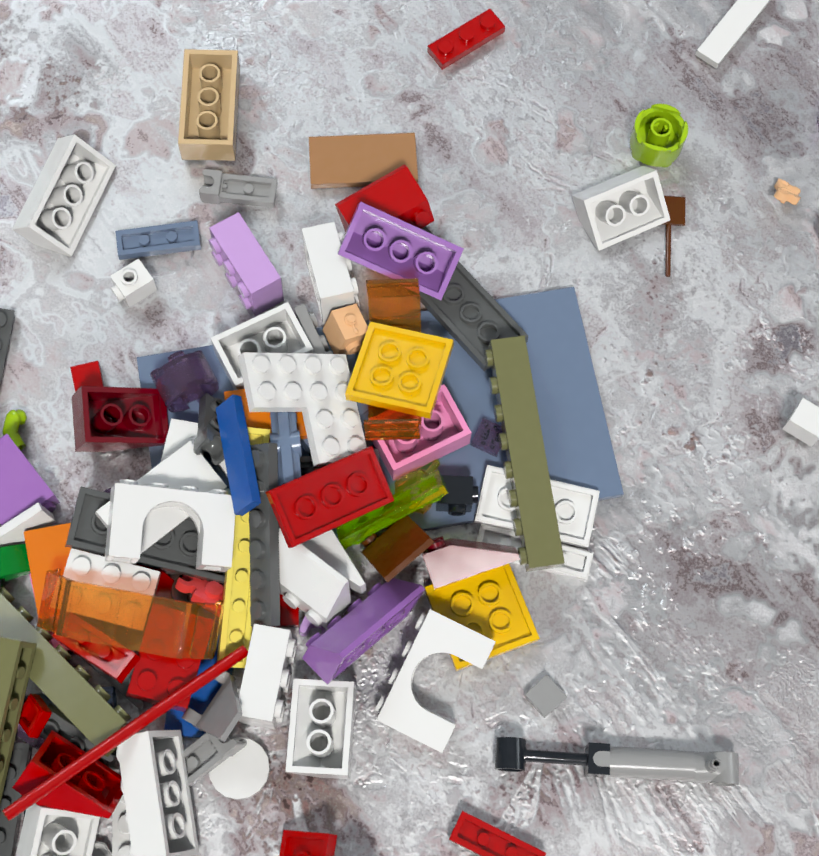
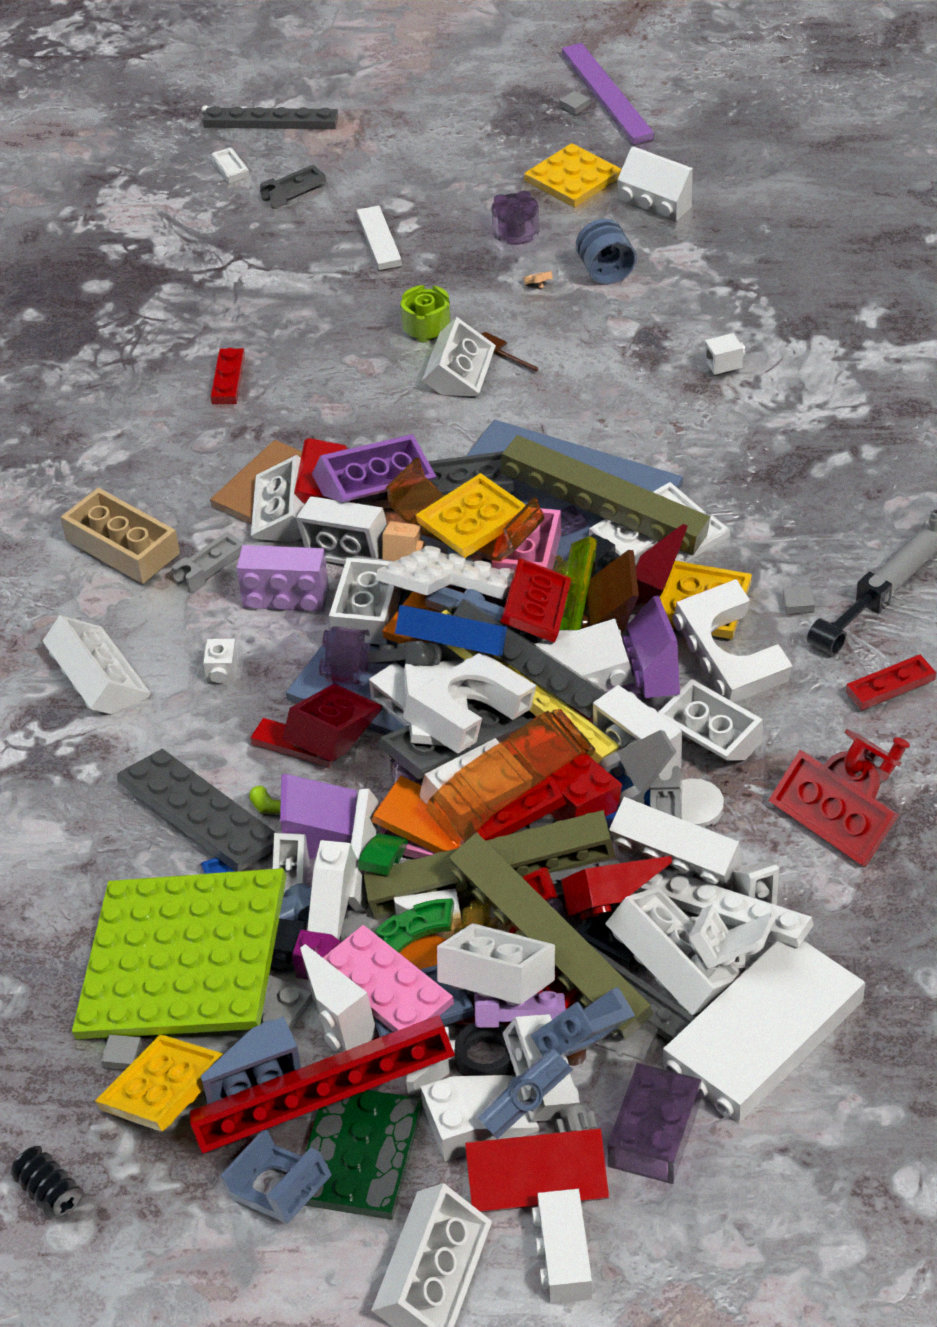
camera: 45 degrees left, 25 degrees down
(124, 733) = (612, 812): red piece -> none
(158, 240) = (198, 629): sand blue plate -> none
(318, 200) = (276, 504): none -> white slope

